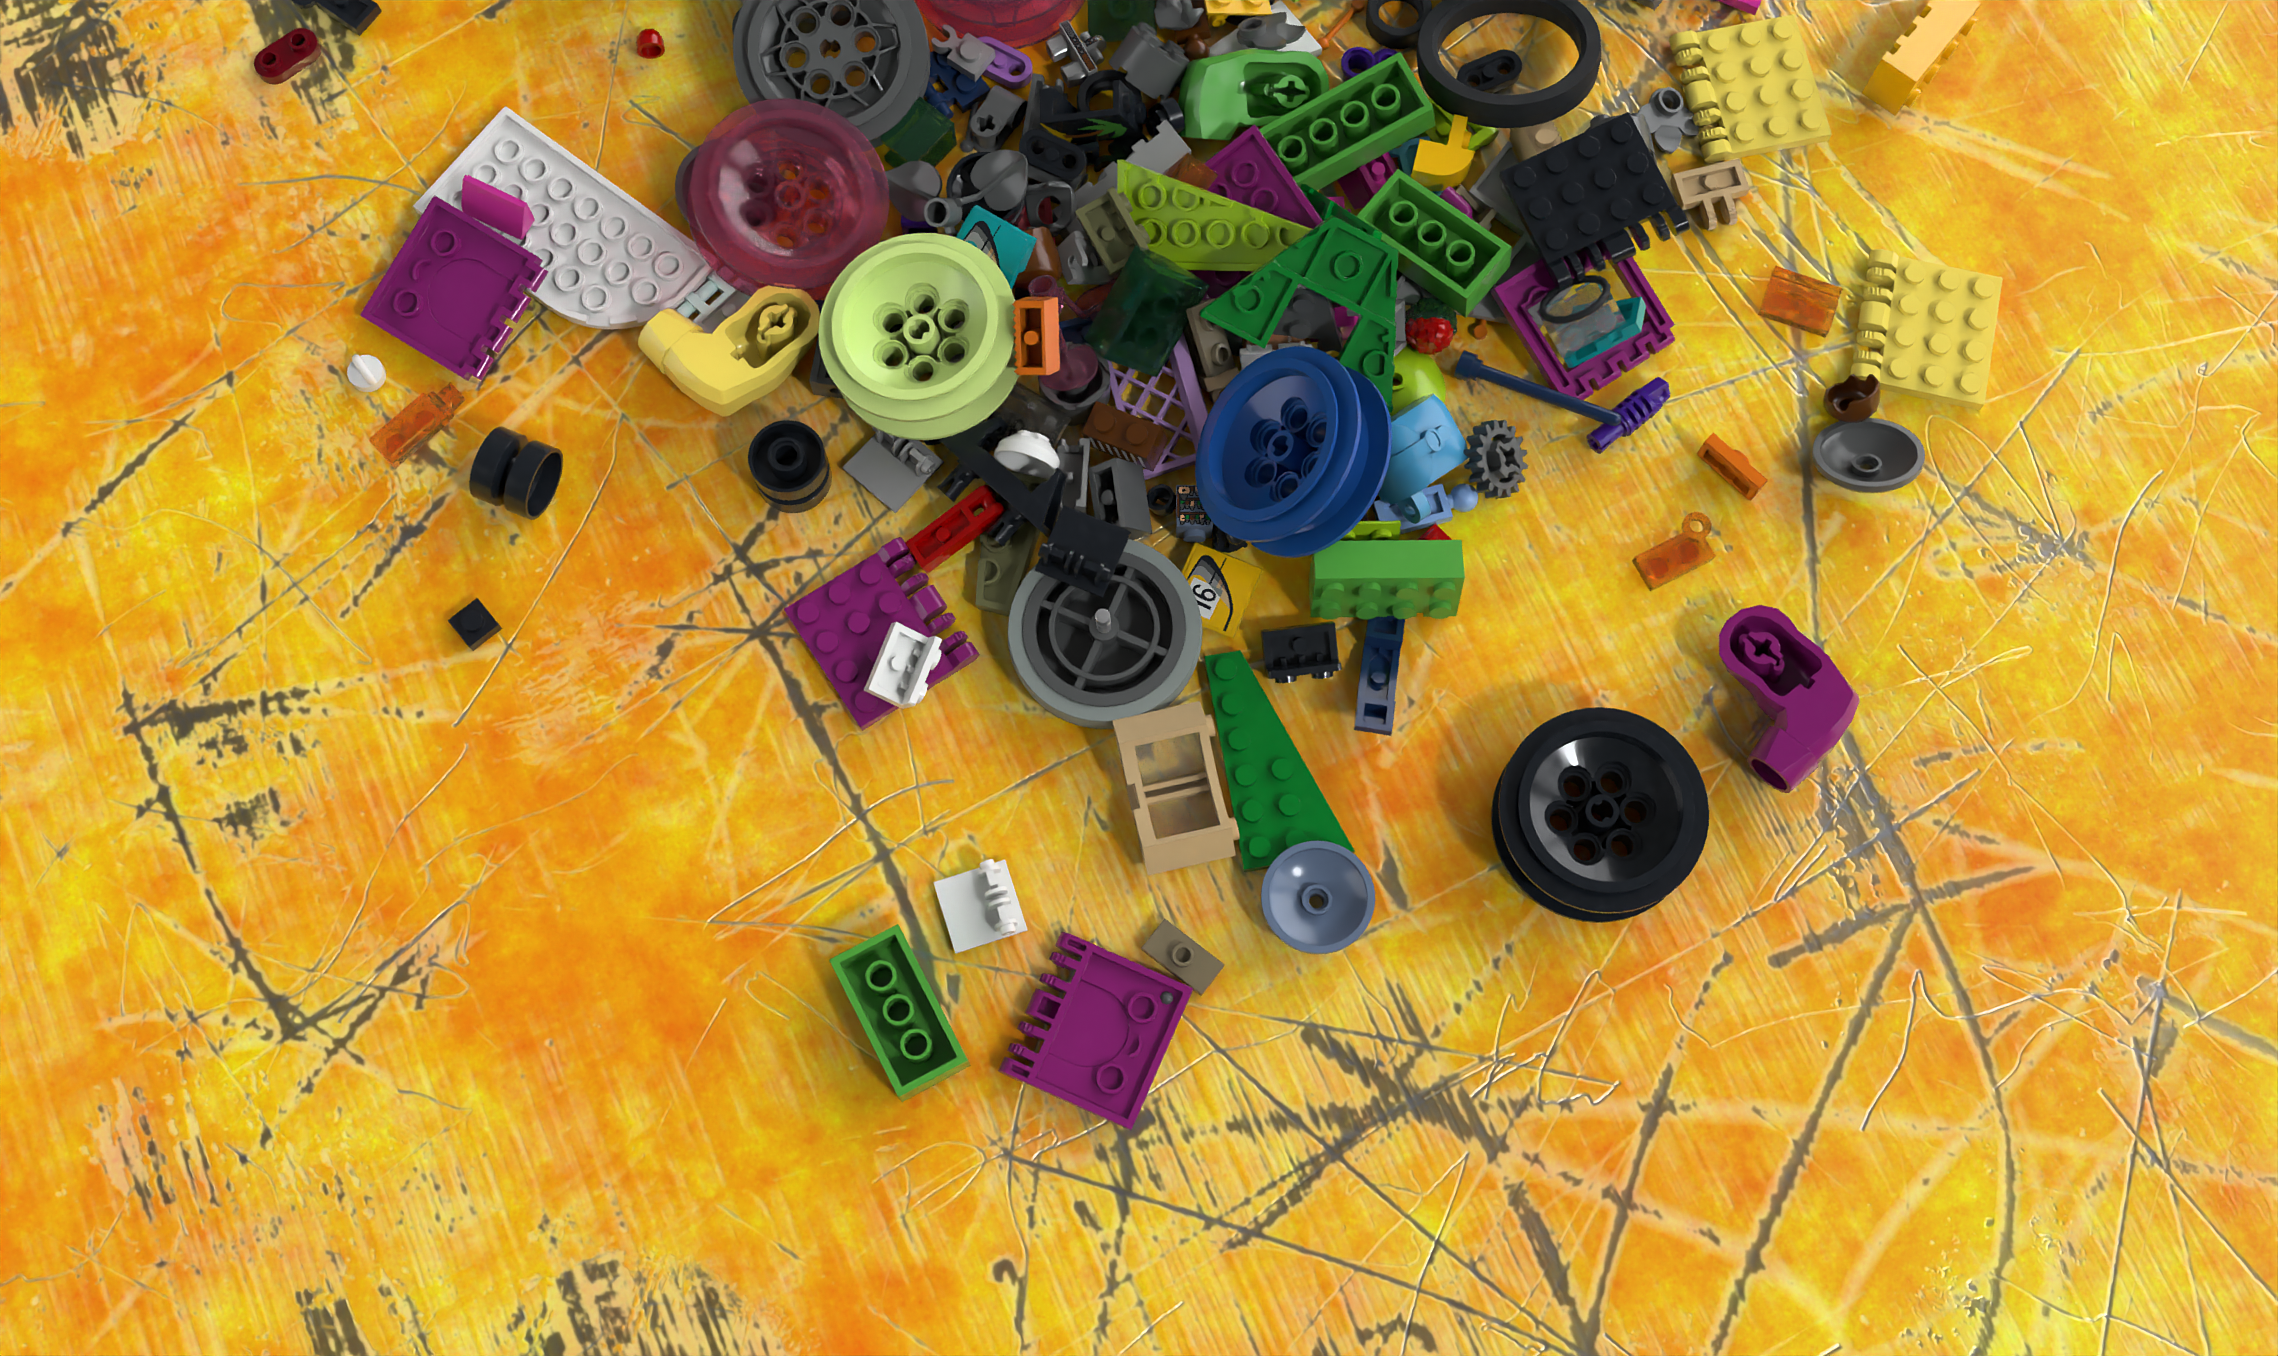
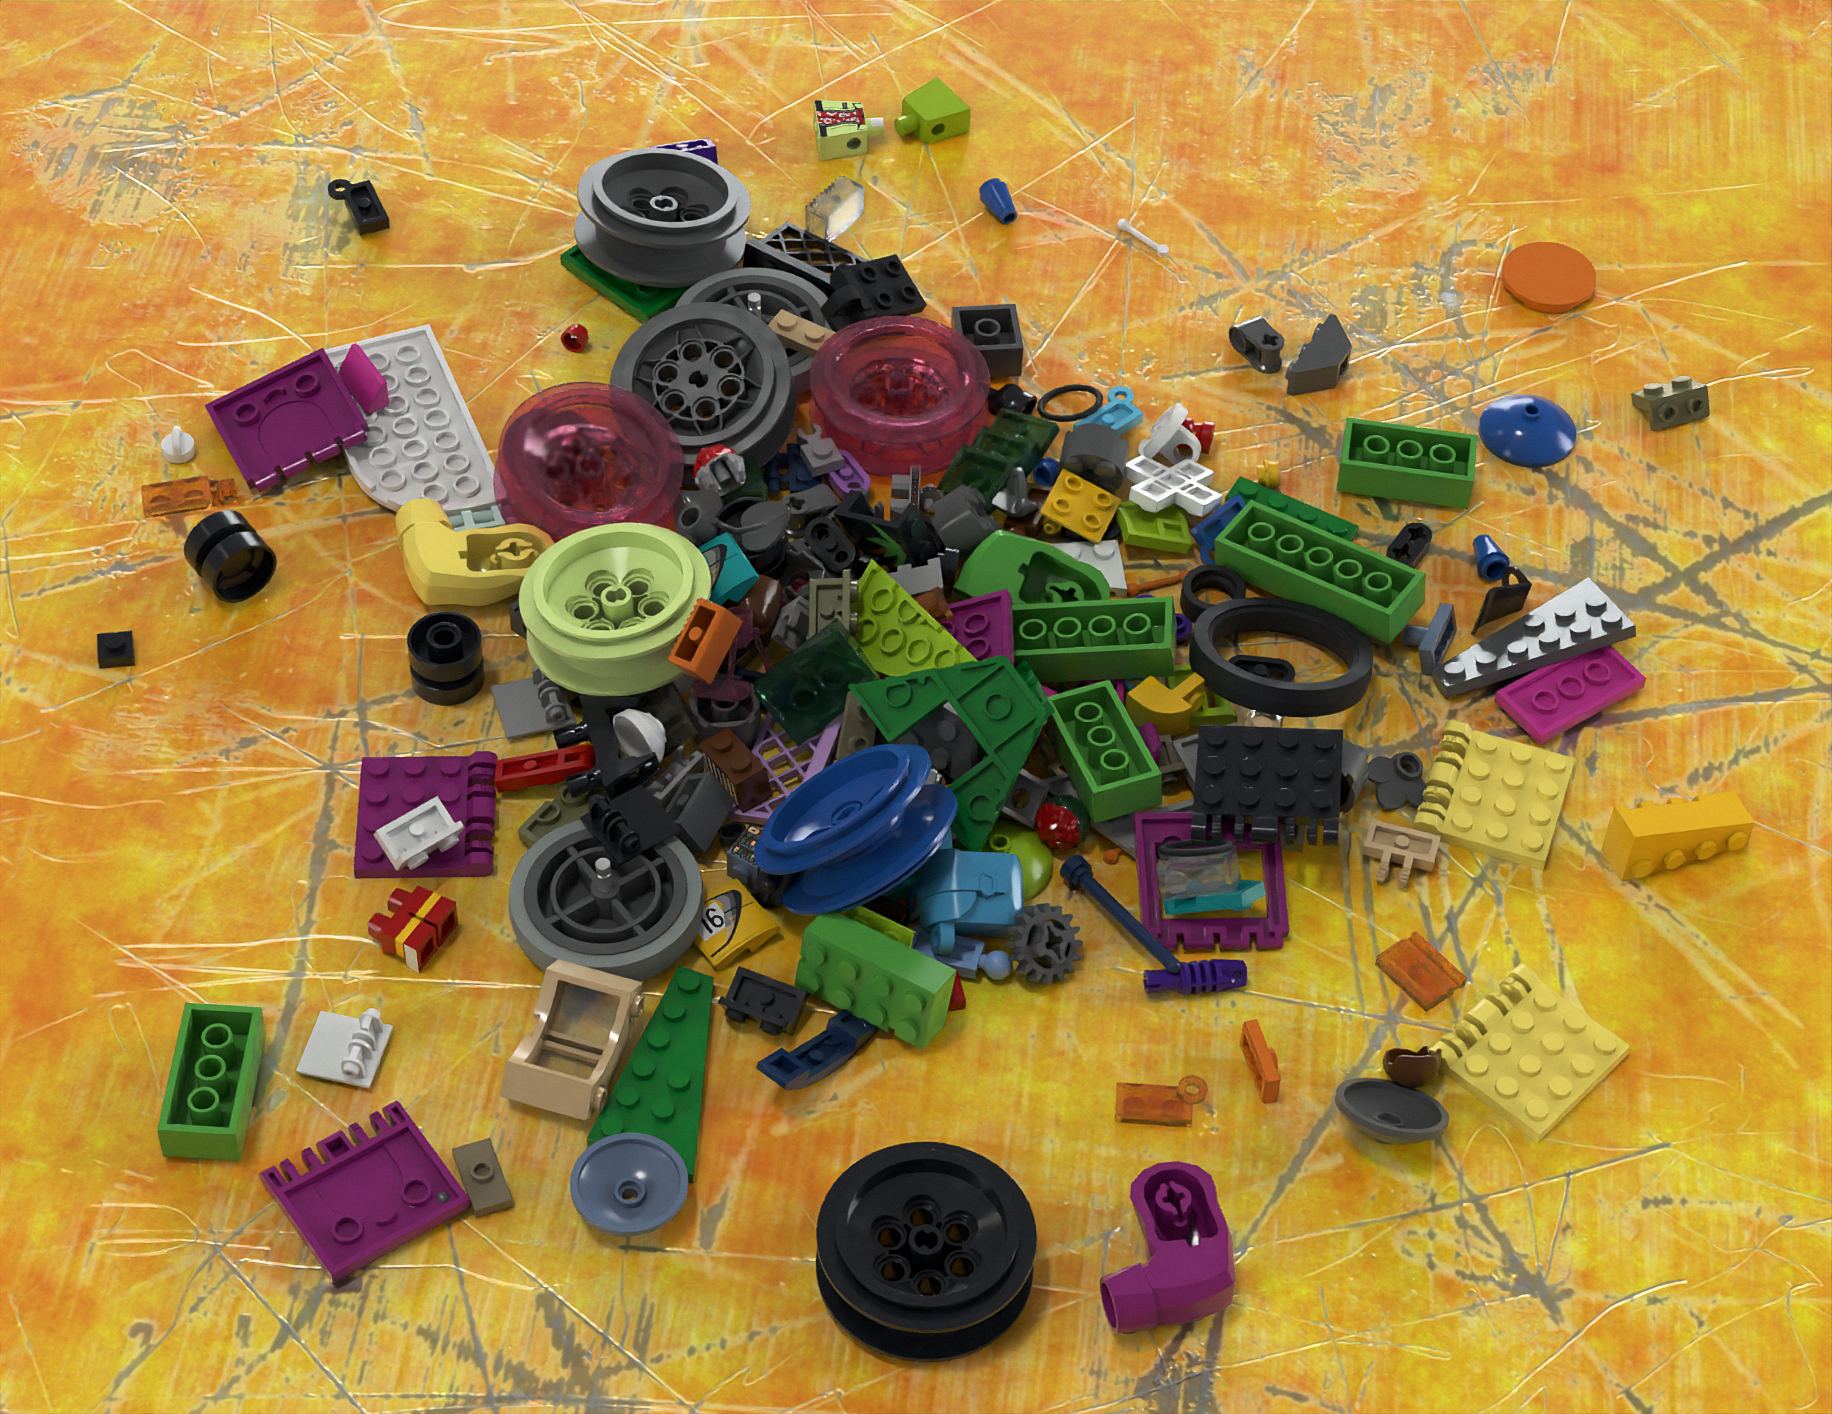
camera: 30 degrees right, 25 degrees down
(287, 56) = (295, 223): dark red plate -> none
(907, 134) = (719, 469): none -> light grey piece
(959, 753) = (417, 927): none -> red hips
(1268, 32) = (1074, 545): dark grey plate -> none

